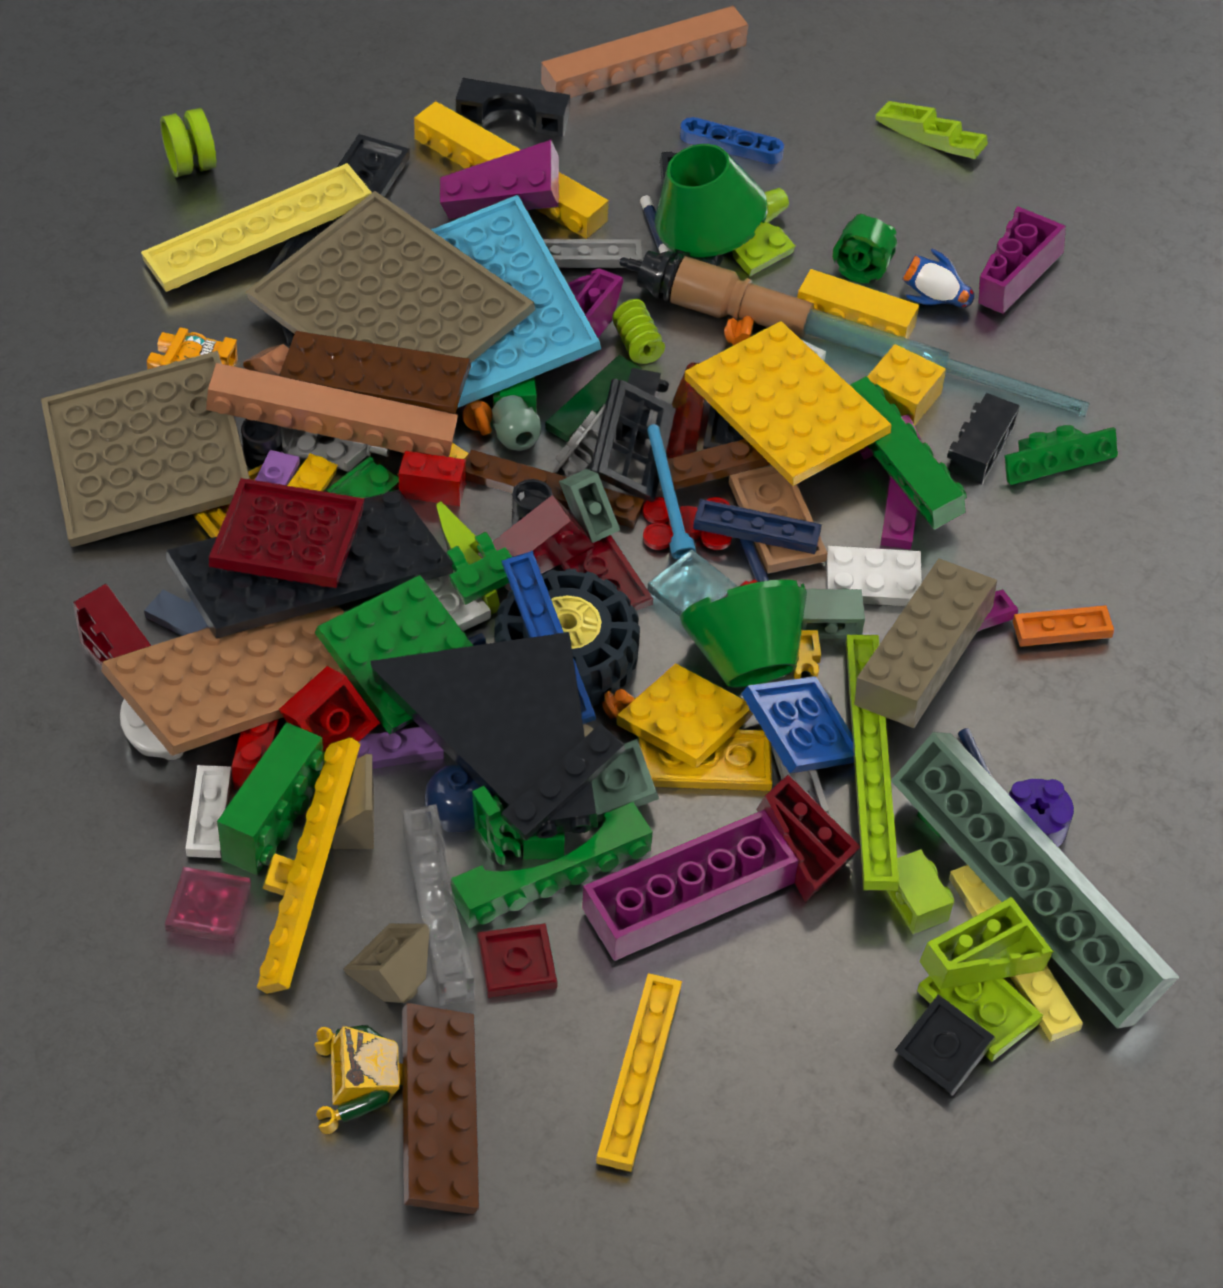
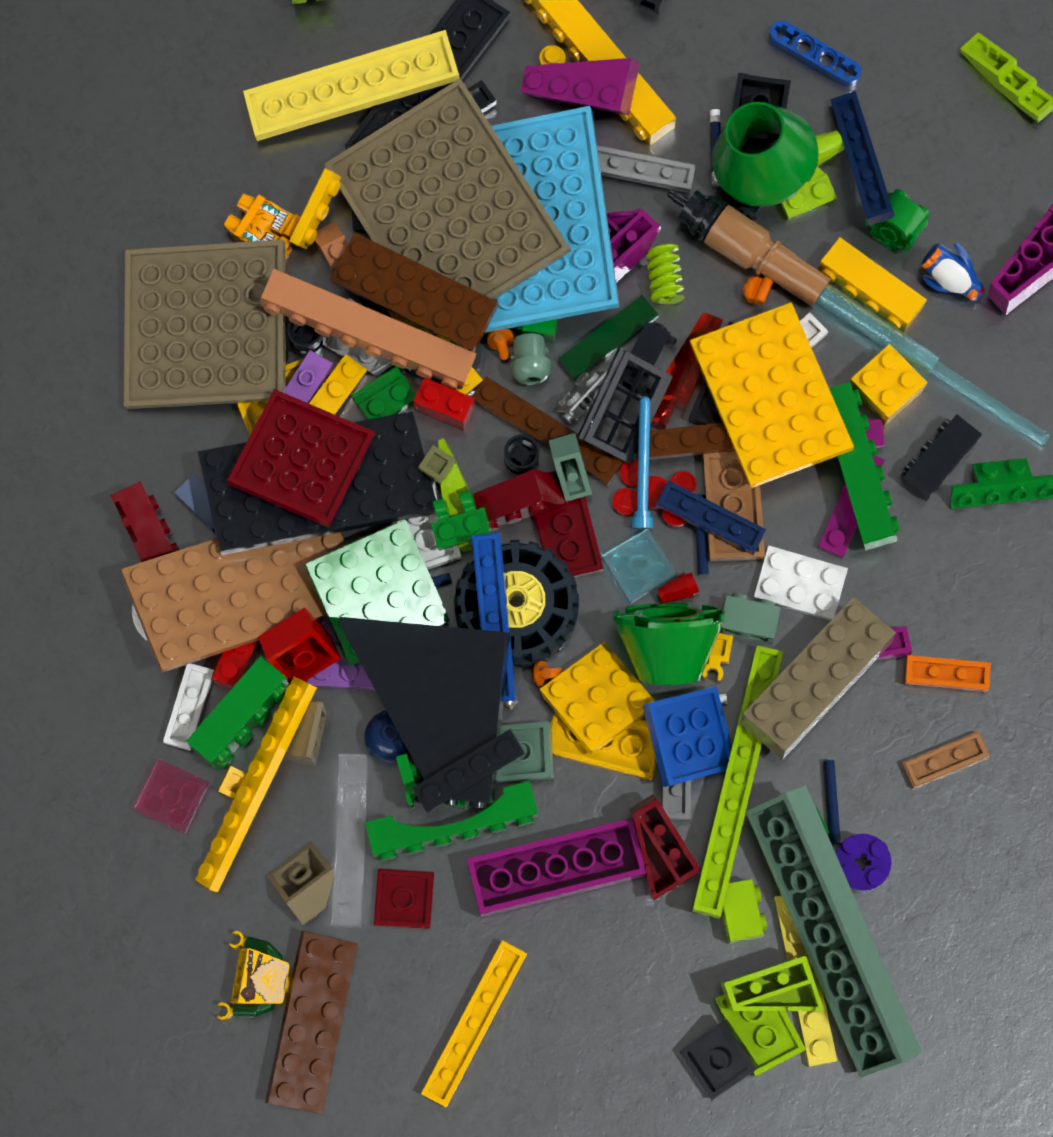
camera: 15 degrees right, 25 degrees up
(247, 325) = (316, 209): none -> yellow plate
(441, 520) = (436, 464): none -> olive plate
(813, 200) = (862, 158): none -> dark blue plate
(1091, 708) = (945, 760): none -> medium nougat tile

